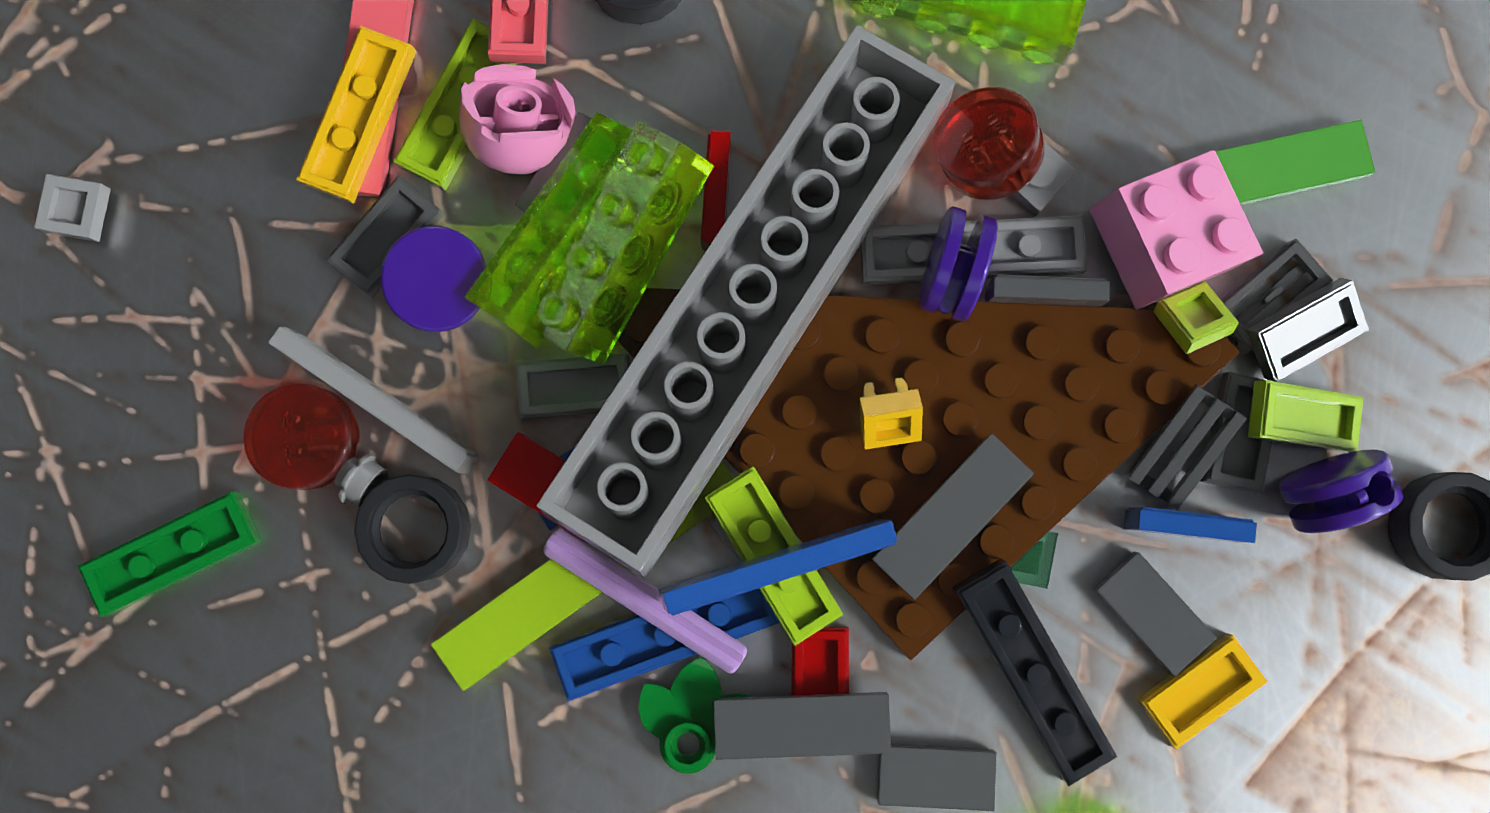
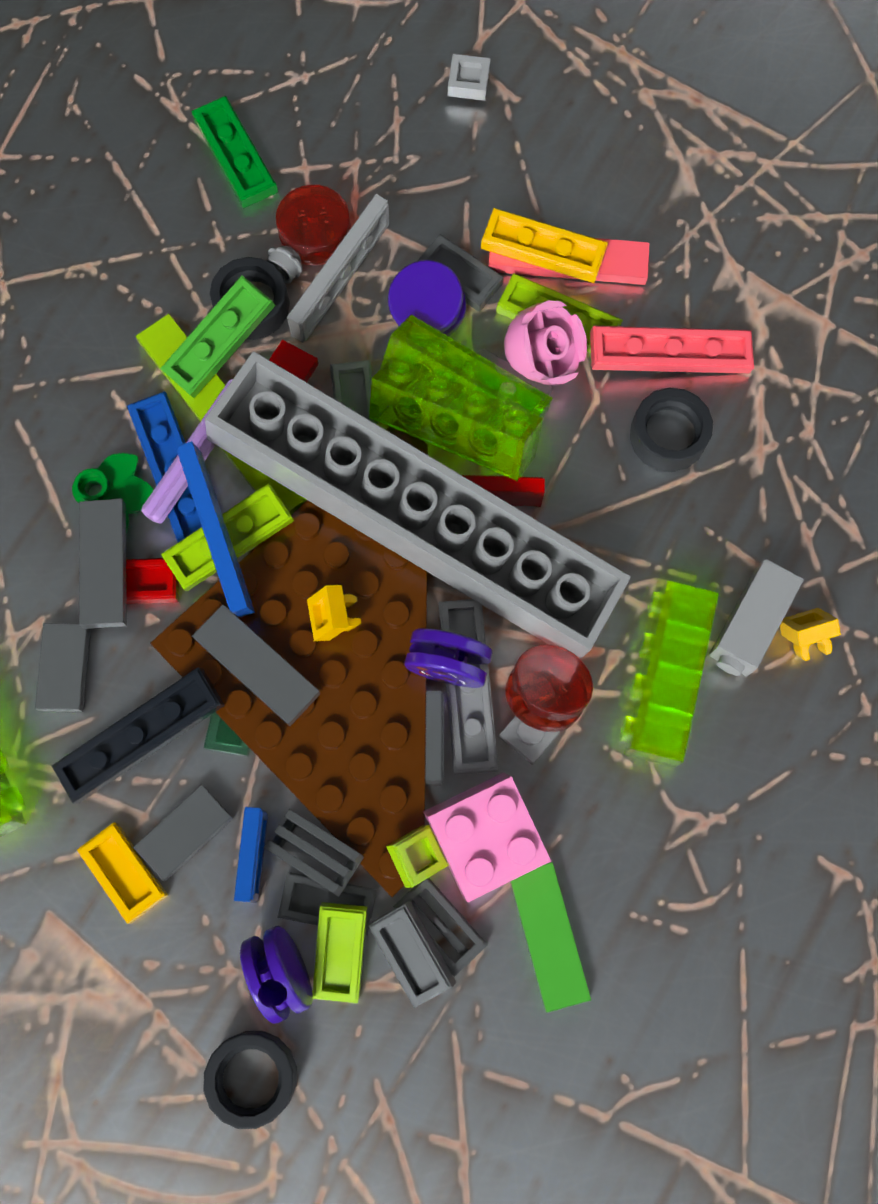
camera: 85 degrees right, 10 degrees down
(479, 569) = (218, 336): none -> bright green tile

